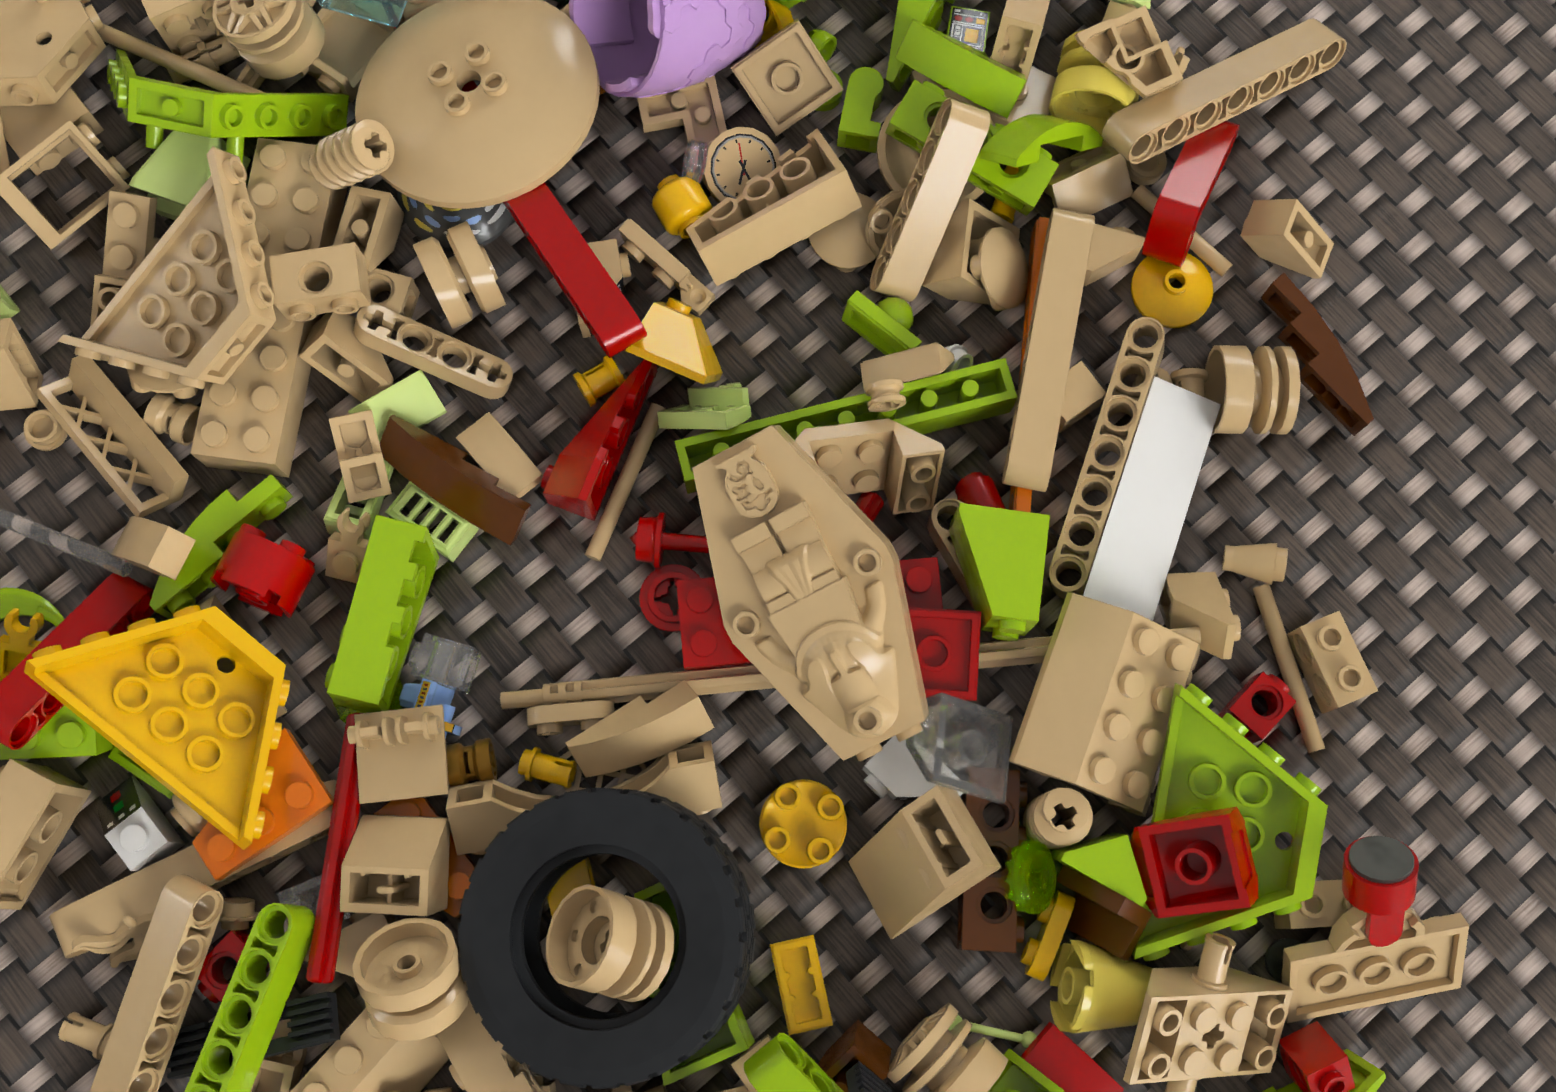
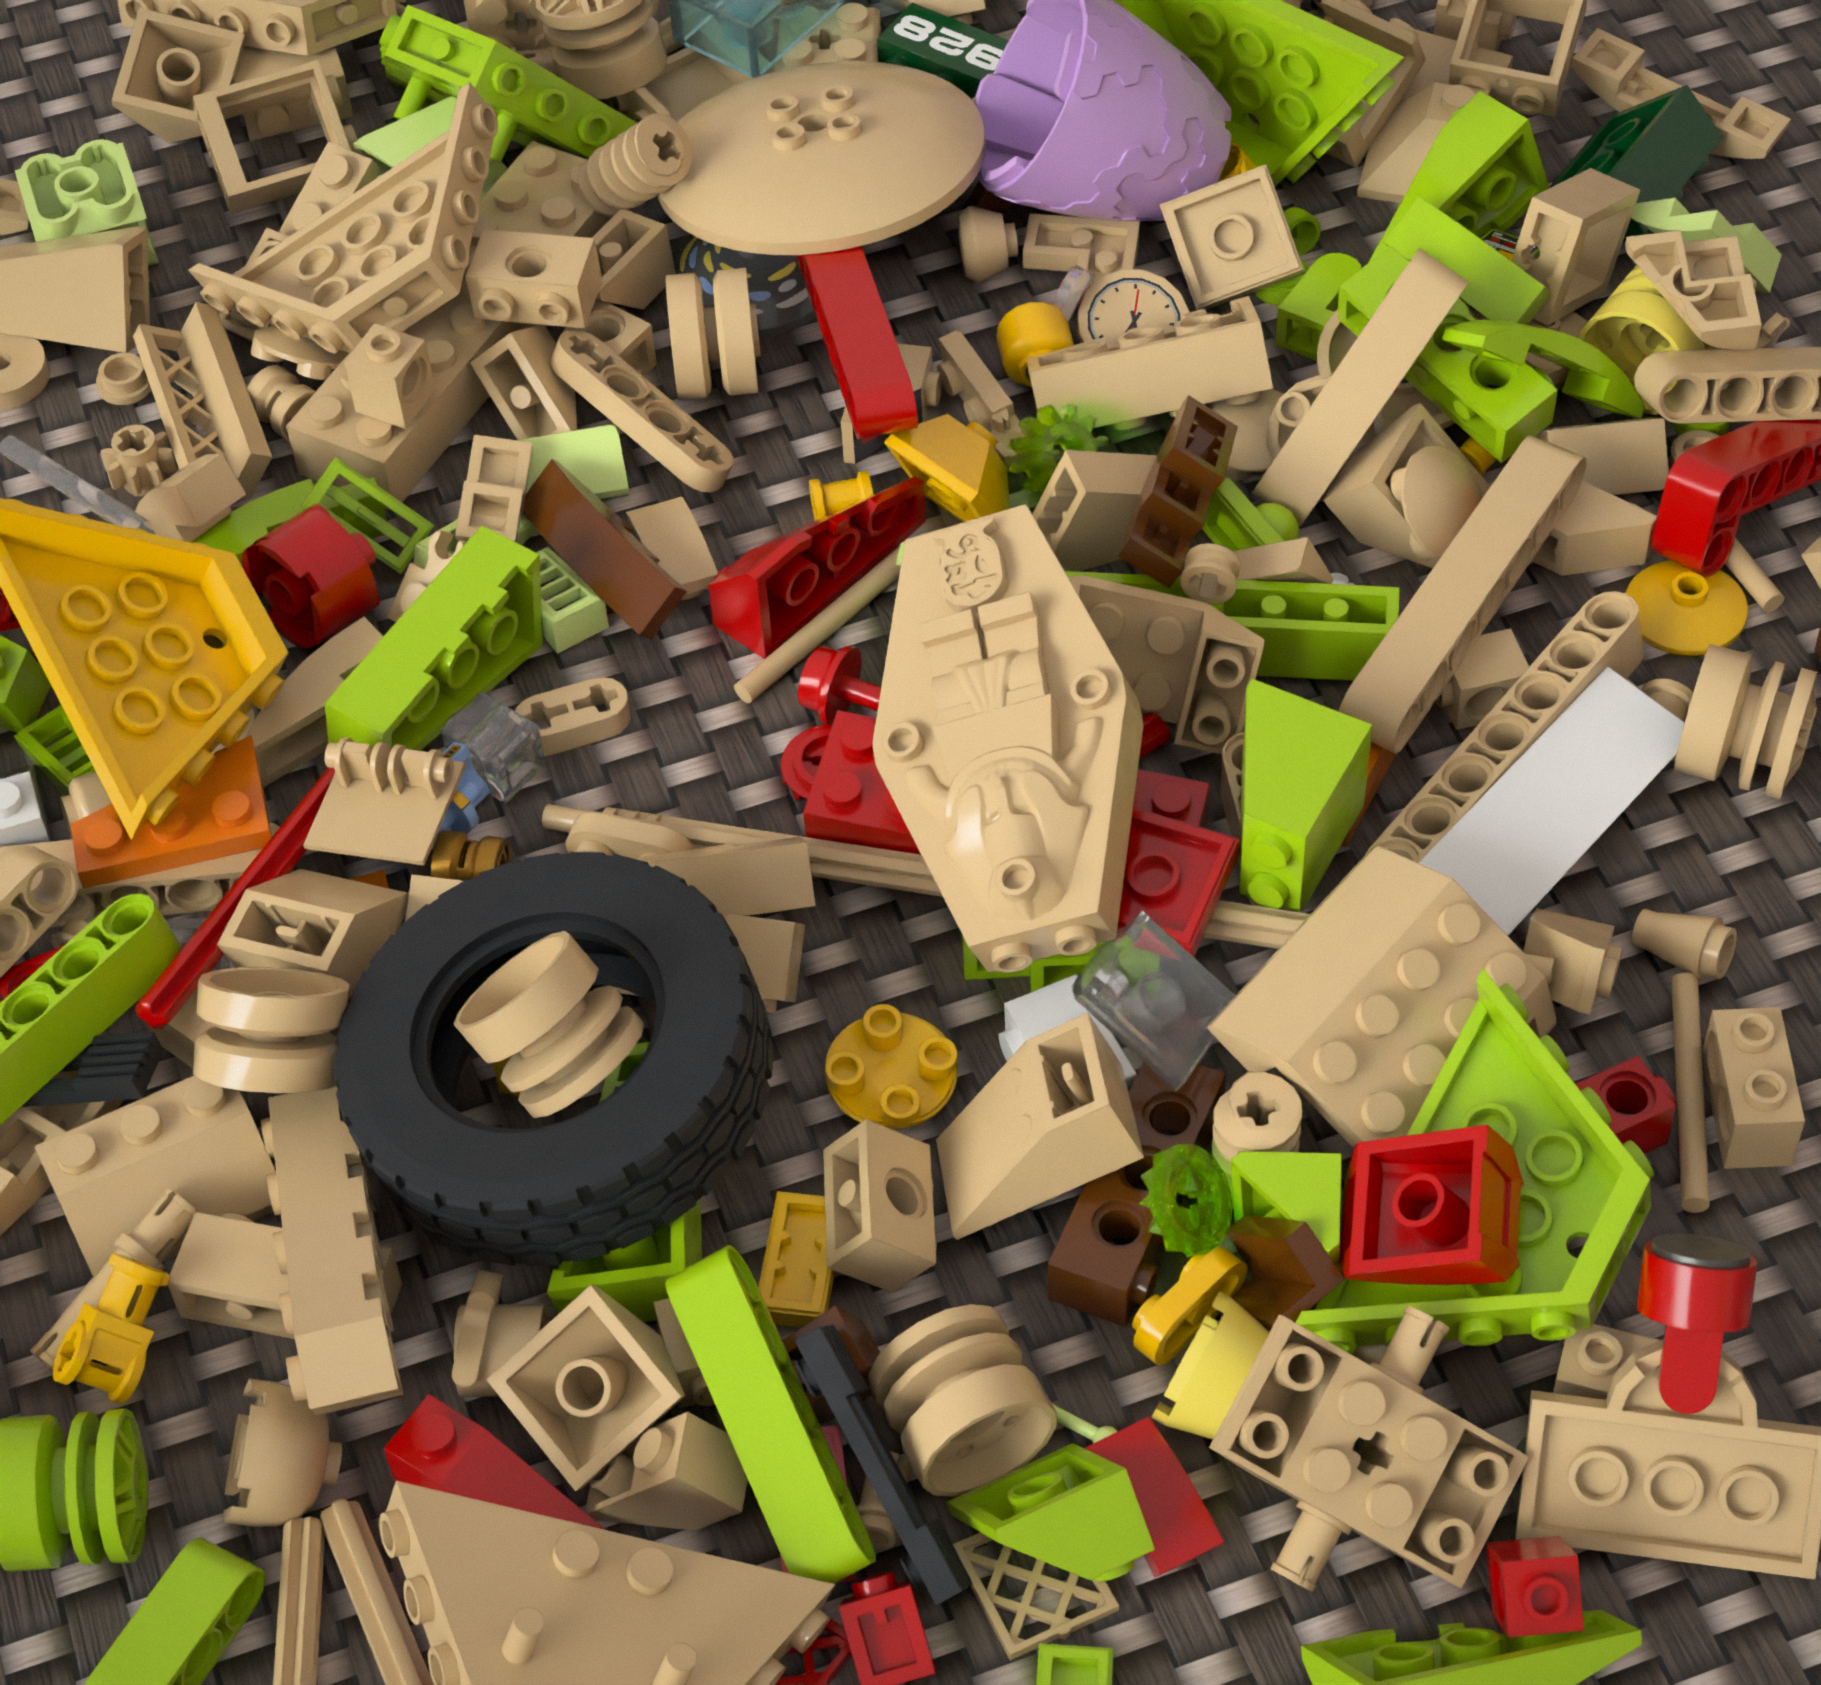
camera: 25 degrees right, 25 degrees down
(81, 492) = (138, 459): none -> tan gear
(245, 500) = (325, 486): none -> lime tile
(253, 403) = (390, 375): none -> tan brick
(309, 662) = (295, 721): none -> tan slope
(480, 607) = (573, 714): none -> tan beam
(614, 125) = (985, 243): none -> tan cone
(735, 302) = (1042, 434): none -> clear neon green gear
(786, 336) = (1091, 505): none -> tan slope
(835, 333) = (1178, 491): none -> reddish brown slope
(840, 939) = (879, 1206): none -> tan brick

